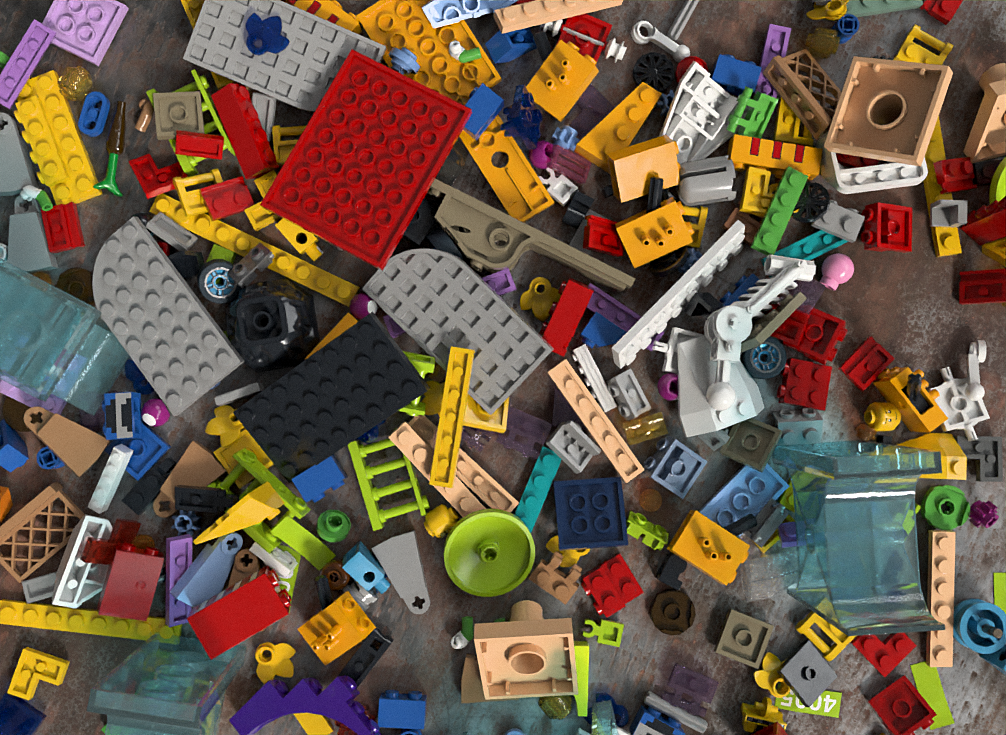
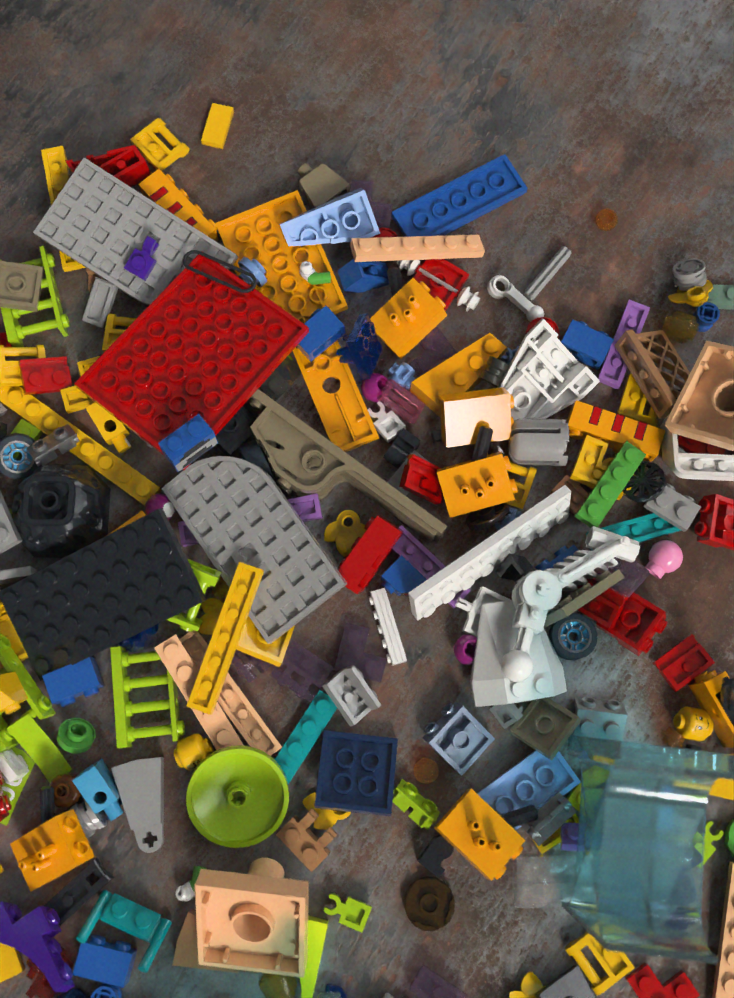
camera: 15 degrees right, 10 degrees down
(199, 144) = (29, 317): red tile -> none
(244, 130) = (78, 312): red brick -> none
(268, 32) = (122, 221): clear blue plate -> none
(295, 70) = (141, 262): none -> dark purple plate
(375, 58) = (216, 279): none -> black piece
(383, 244) = (188, 442): none -> blue brick
(415, 671) = (131, 919): none -> teal plate
(595, 421) = (380, 672): light nougat plate -> none
(611, 585) = (366, 860): red plate -> none
(628, 395) = (420, 650): light grey bracket -> none
(645, 428) = (432, 689): clear yellow hips -> none
(653, 72) = (504, 327): black wheel -> none
(654, 120) = (494, 371): none -> pearl dark grey wheel
(743, 638) = (504, 949): dark tan plate -> none
(757, 115) = (602, 386): bright green plate -> none
(804, 384) = (613, 673): red plate -> none

